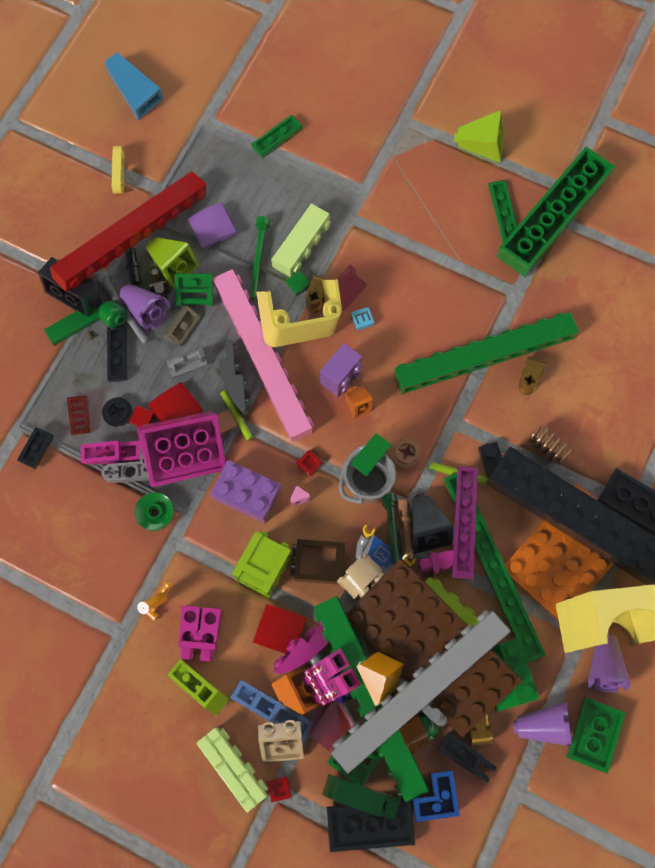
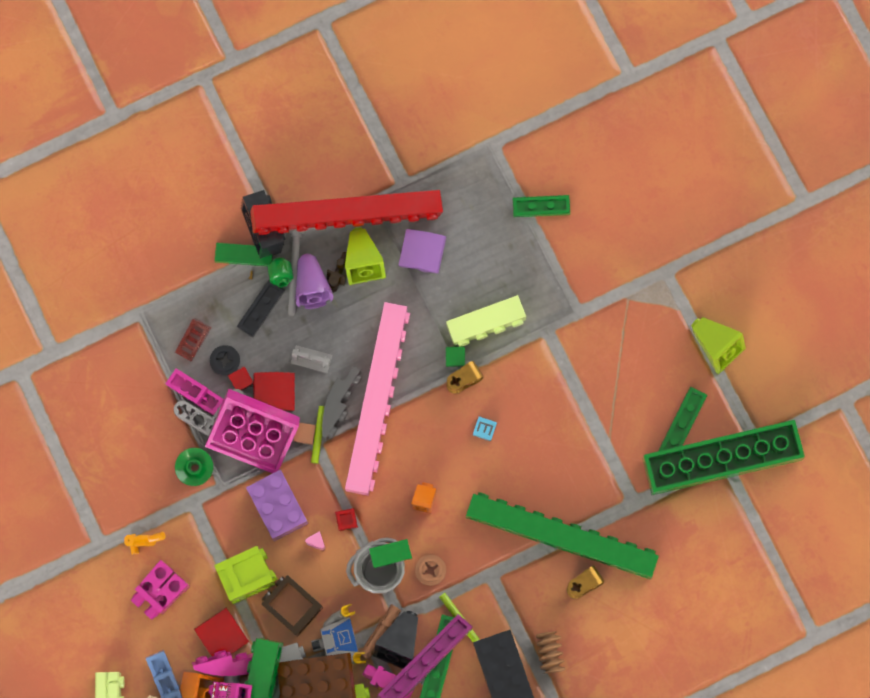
camera: 40 degrees right, 5 degrees up
(35, 448) = (139, 342): black plate -> none
(118, 160) = (380, 139): light yellow beam -> none
(133, 266) = (328, 241): black pin -> none
(134, 86) = (451, 71): dark azure slope -> none
(182, 325) = (331, 322): dark tan slope -> none
(194, 283) = (366, 295): green plate -> none
(198, 687) = (127, 632): lime slope -> none
(262, 225) = (464, 282): green piece -> none
(277, 325) = (402, 394): light yellow windscreen -> none
(341, 370) = (428, 462): medium lavender brick -> none
(349, 286) = (491, 392): clear pink panel -> none
(360, 576) = (310, 642): tan brick -> none
(389, 502) = (383, 601): dark green piece -> none
(490, 457) = (497, 623): black plate -> none

